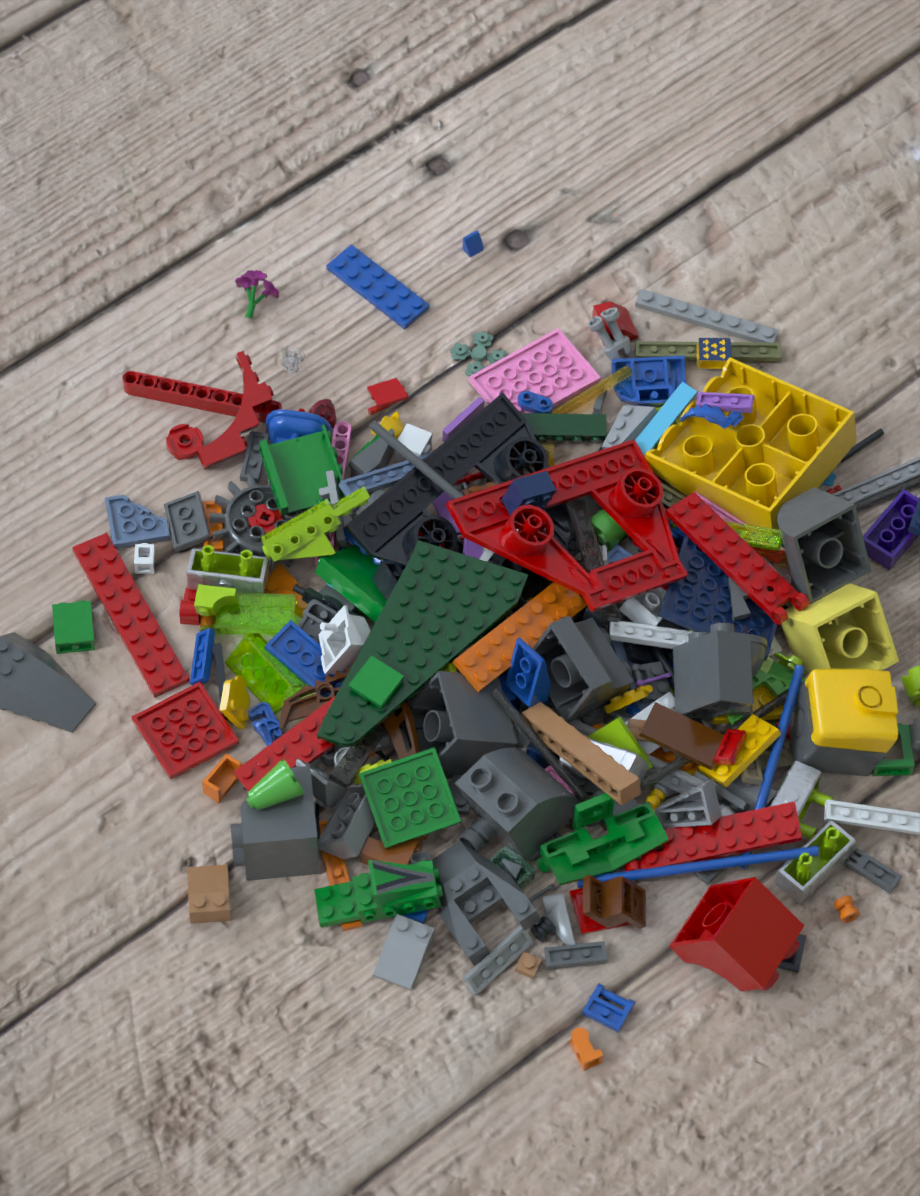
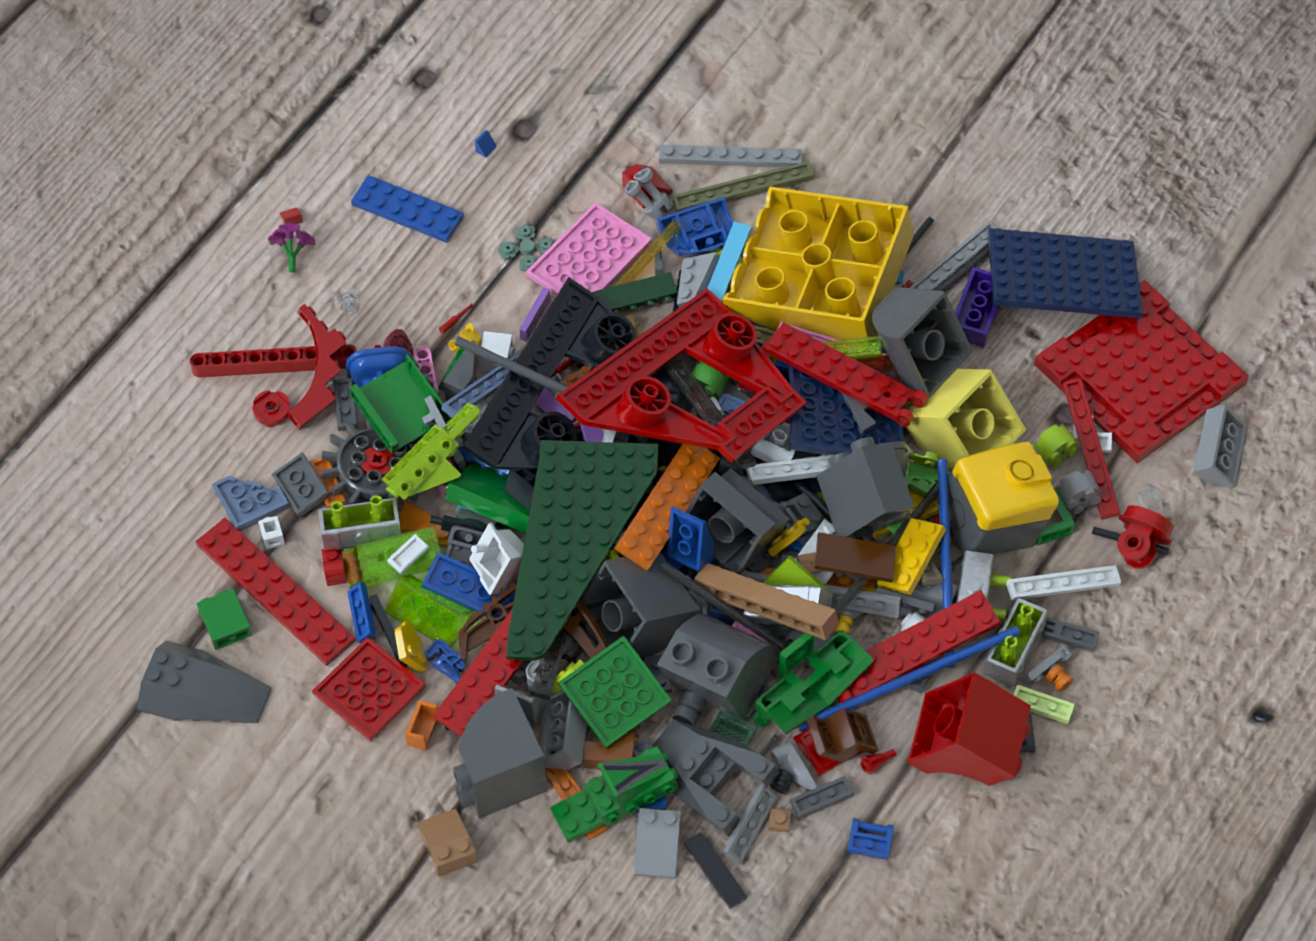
camera: 15 degrees left, 0 degrees up
(212, 598) = (354, 552): lime arch -> none
(262, 614) = (408, 554): none -> white tile
(266, 265) = (291, 216): none -> red slope
(275, 787) = (488, 719): bright green cone -> none
(376, 681) = (547, 588): green tile -> none
(387, 392) = (452, 307): red piece -> none
(450, 993) = (715, 870): none -> black tile
(512, 868) = (732, 731): dark grey slope -> none
(529, 490) = (632, 363): dark blue brick -> none
(534, 402) = (598, 279): blue plate -> none
(583, 1049) = (861, 886): orange leg -> none
(637, 936) = (872, 762): none -> red cone
(640, 683) = (793, 518): medium lavender hinge -> none
(691, 808) = (884, 624): light grey wedge -> none
(713, 352) = (751, 187): piece -> none
(714, 415) = (777, 245): blue plant -> none
(726, 401) = (781, 229): medium lavender tile -> none
(730, 747) = (903, 555): red plate -> none
(823, 930) = (1045, 704): none -> yellowish green plate
(824, 899) = (1035, 675): none -> light grey hinge

